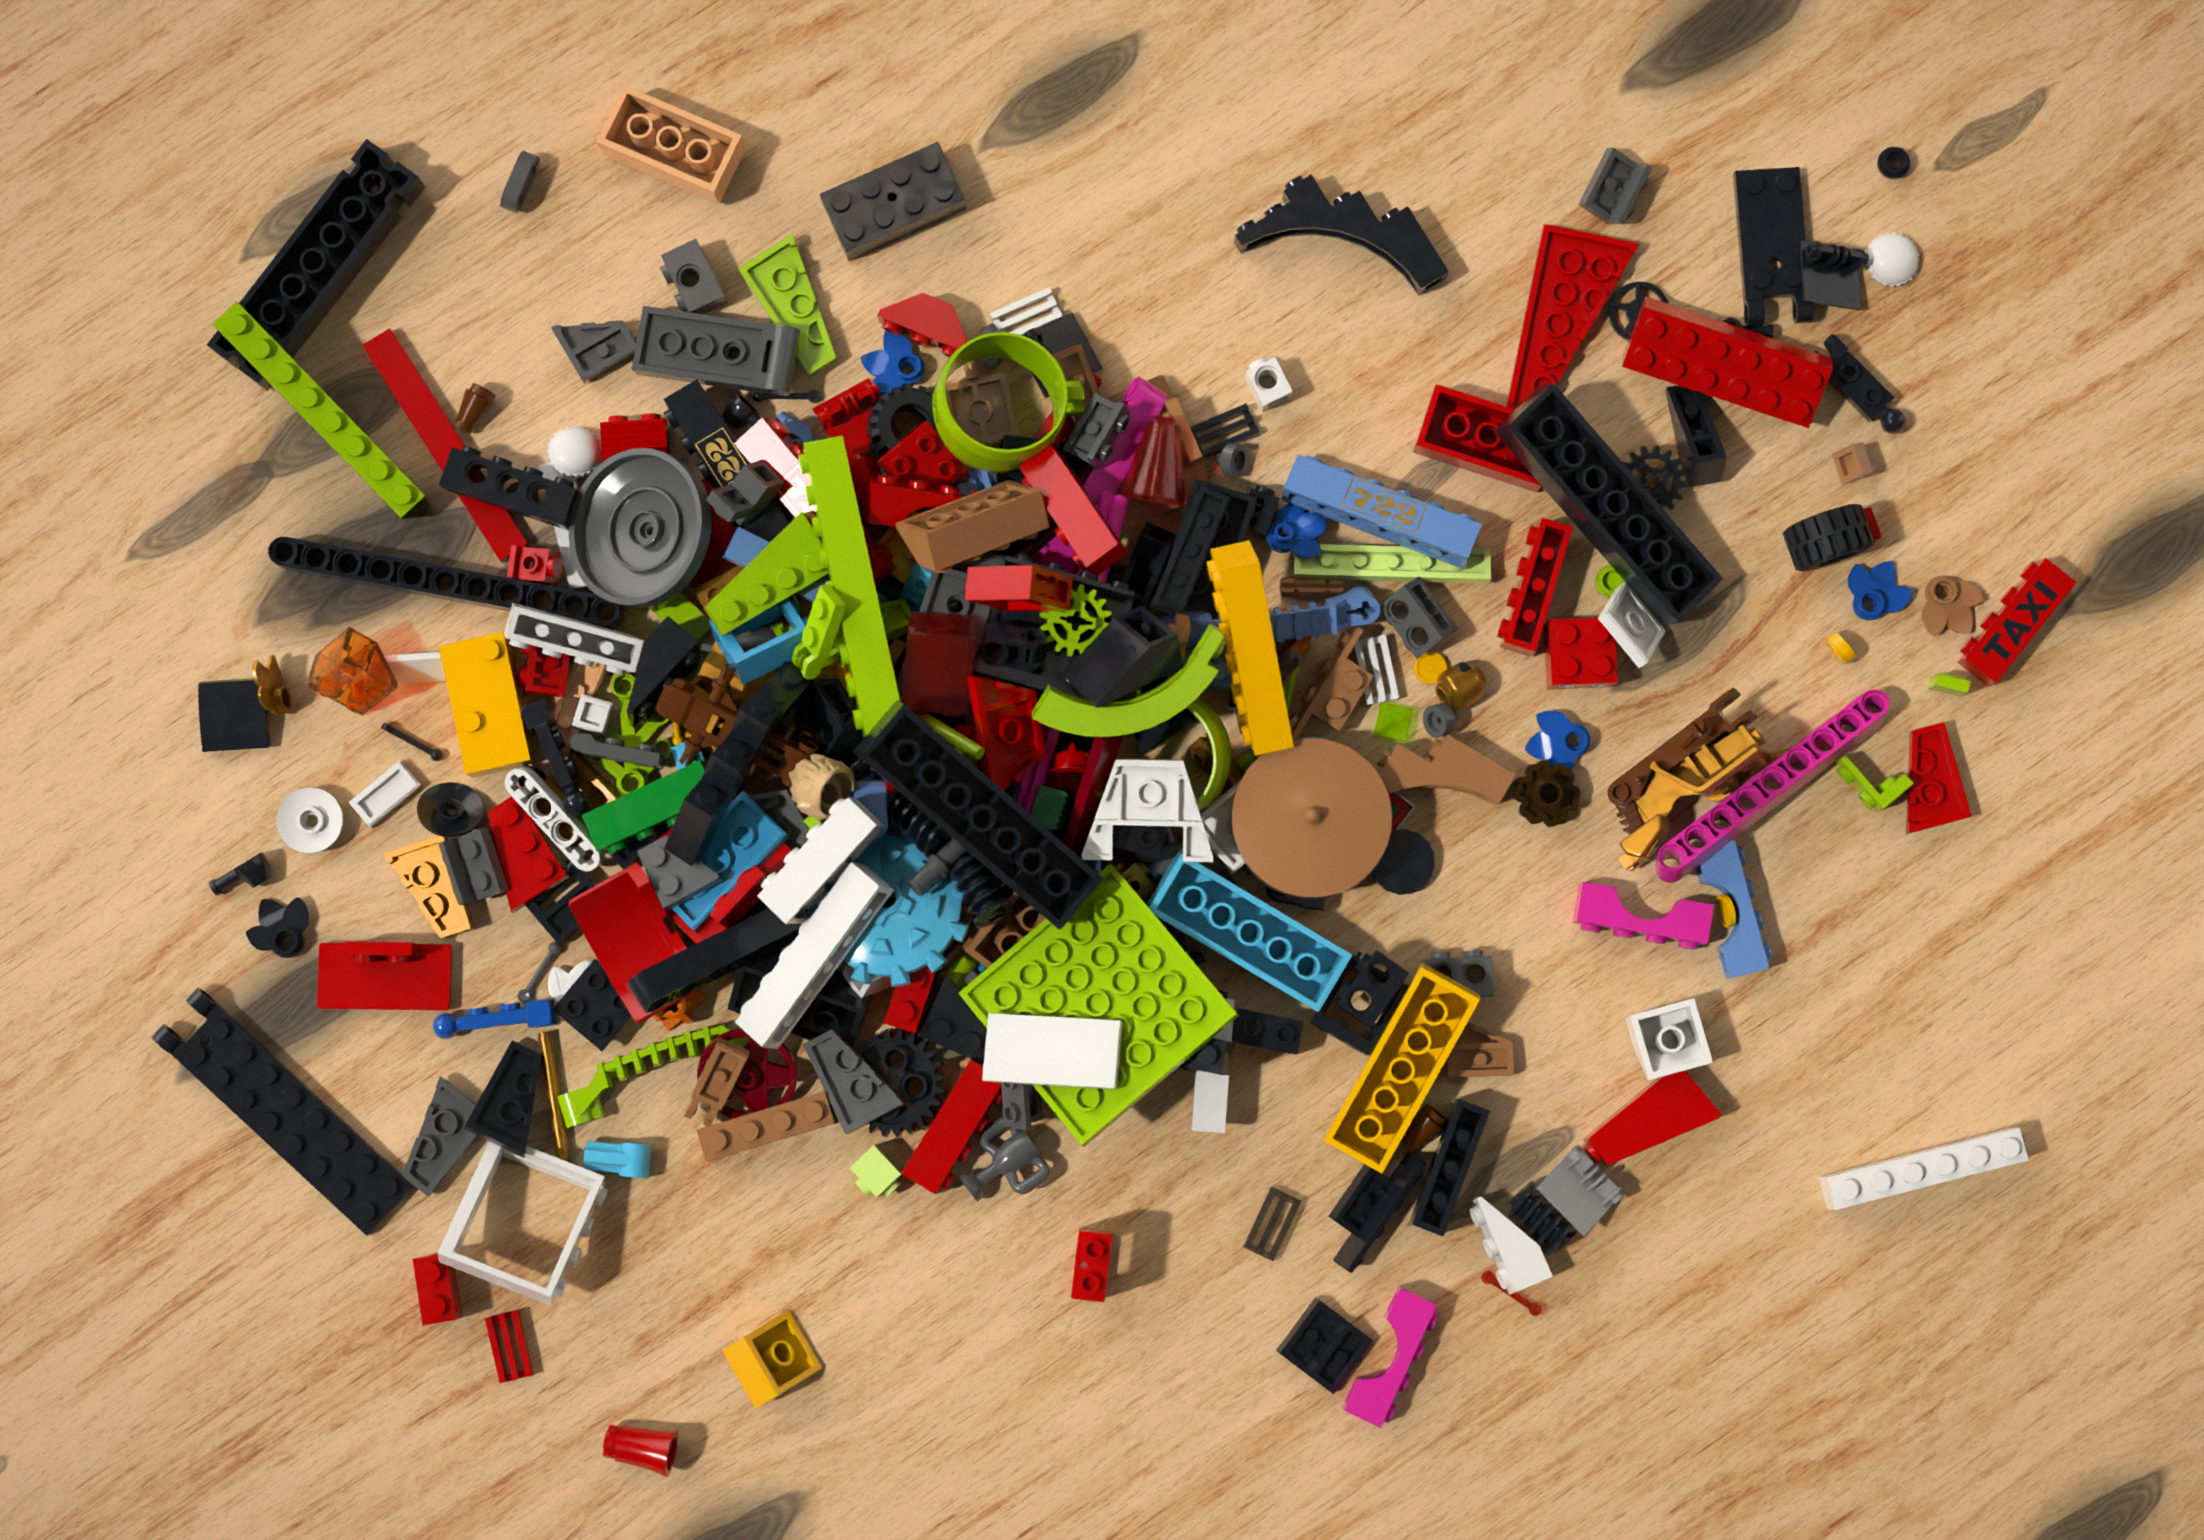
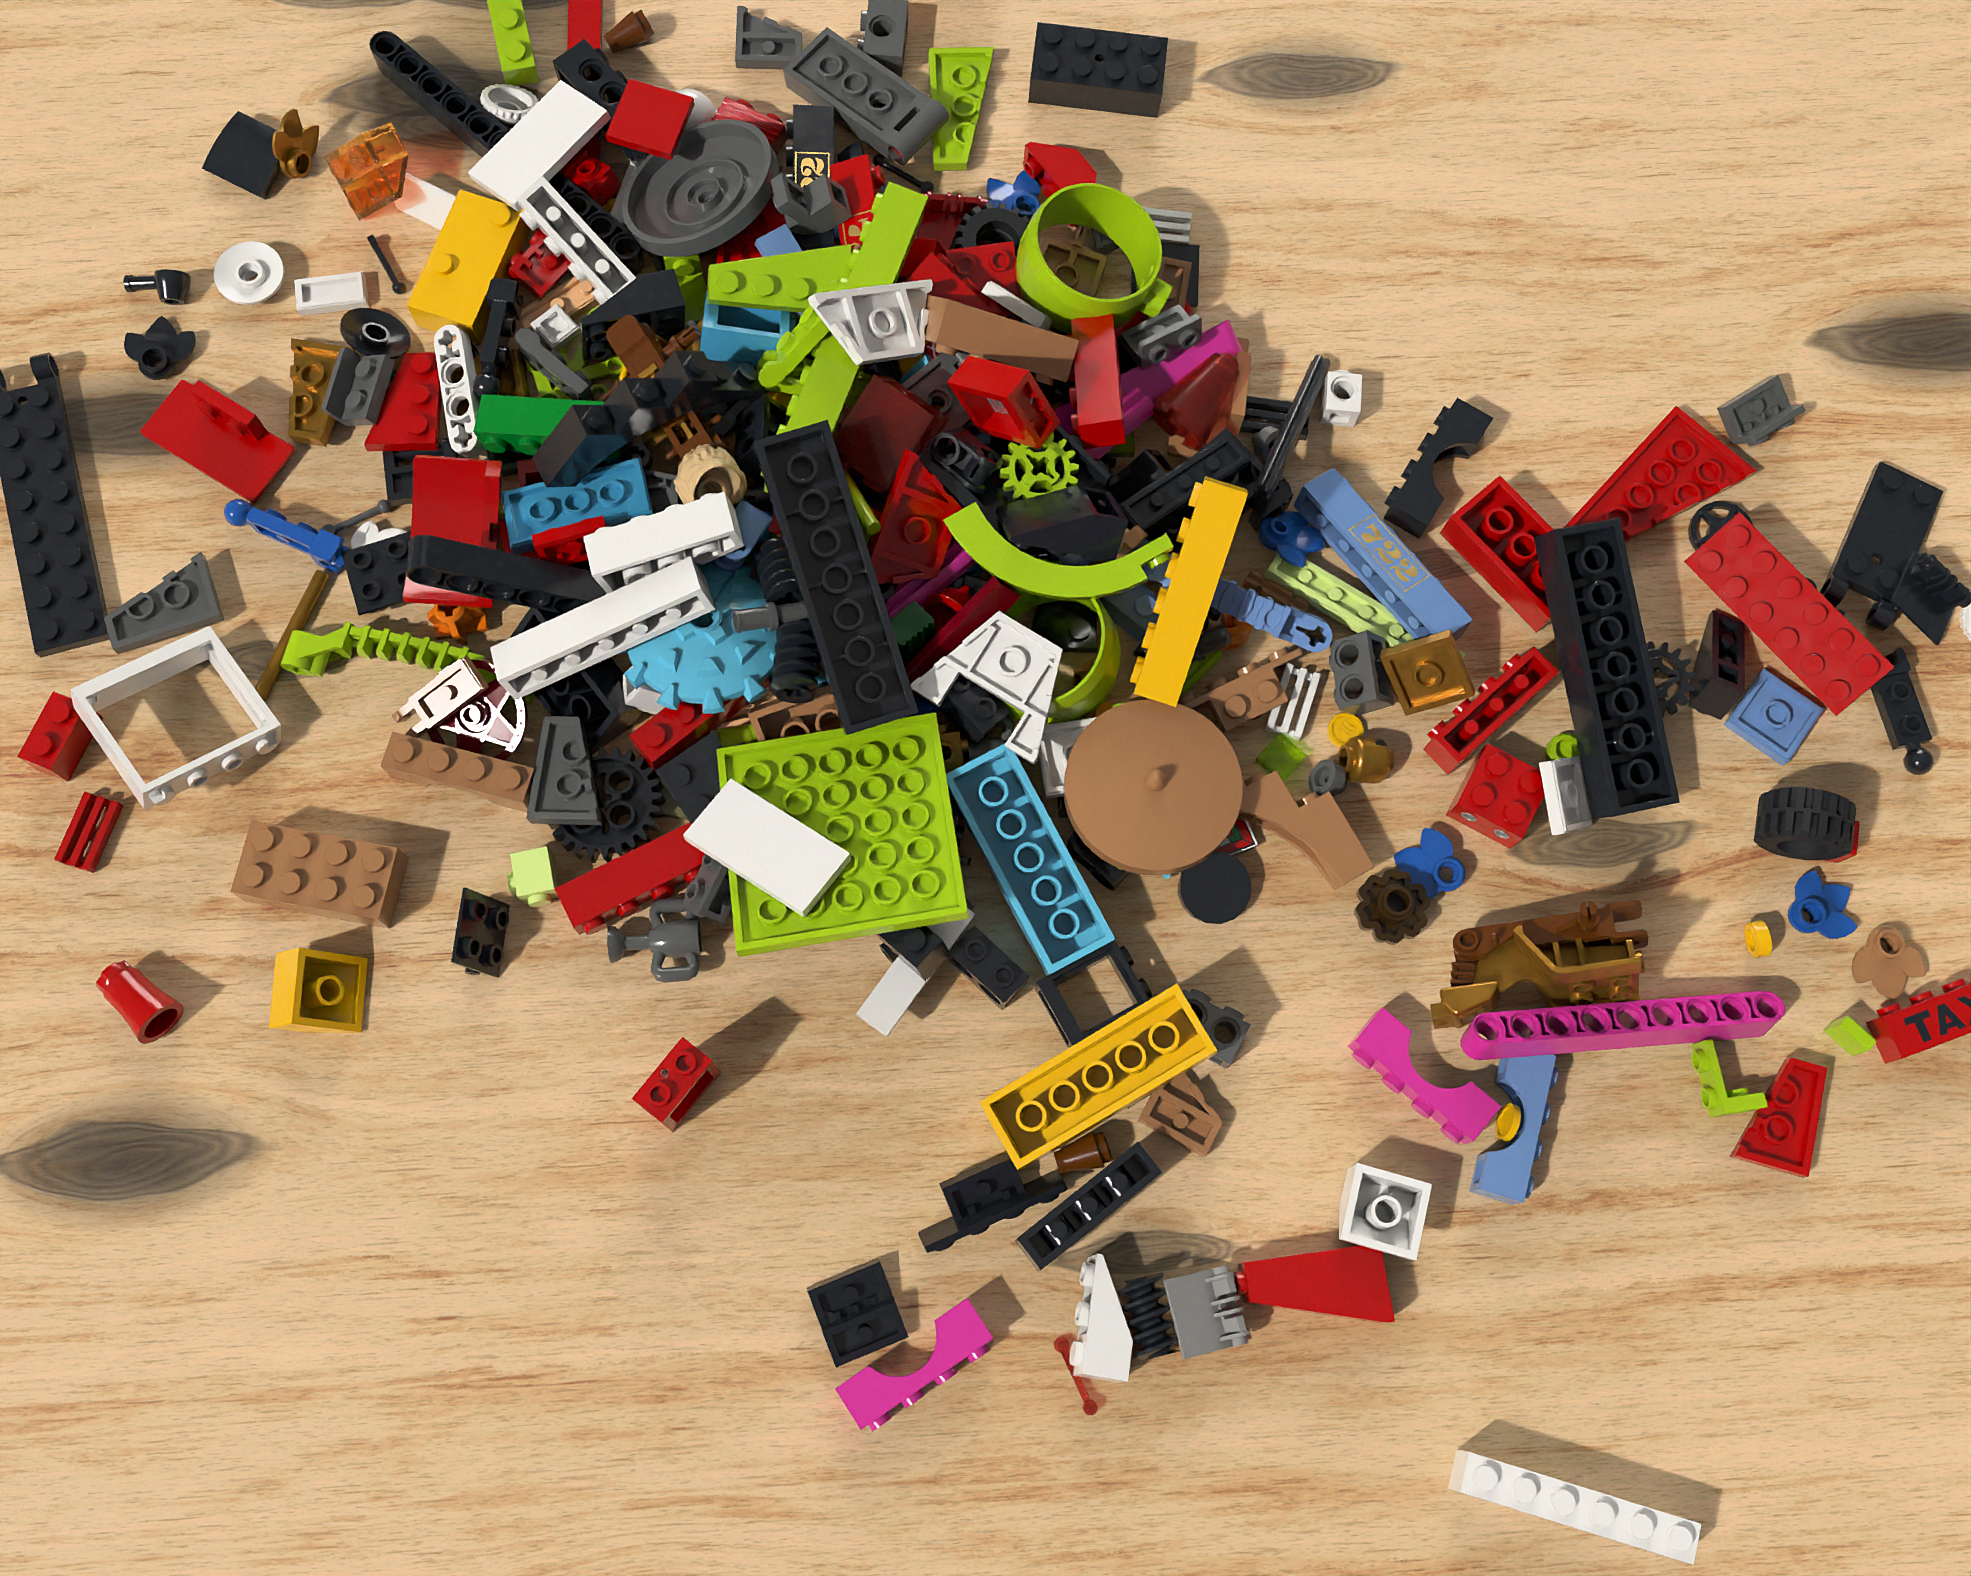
camera: 25 degrees right, 10 degrees down
(420, 536) = (507, 102): none -> white hat
(480, 568) = (539, 143): none -> white tile
(508, 1100) = (244, 606): black wing -> none
(558, 490) = (650, 119): none -> red tile
(624, 1158) = (314, 726): medium azure piece -> none
(672, 877) = (525, 494): dark grey wing -> none
(712, 1270) = (320, 874): none -> medium nougat brick
(868, 1241) = (480, 933): none -> black hinge
(876, 577) = (877, 320): none -> white wing
(966, 478) = (1017, 305): none -> white tile
(1245, 440) = (1291, 427): none -> black axle
(1283, 1230) = (906, 1141): clear smoke tile -> none
(1351, 219) = (1498, 307): black arch -> none
(1378, 993) = (1119, 989): black brick -> none
(1379, 439) = (1419, 499): none -> black arch
(1470, 589) = (1427, 672): none -> pearl gold plate
(1760, 450) = (1773, 717): none -> medium blue tile
(1853, 462) = (1860, 775): medium nougat tile -> none

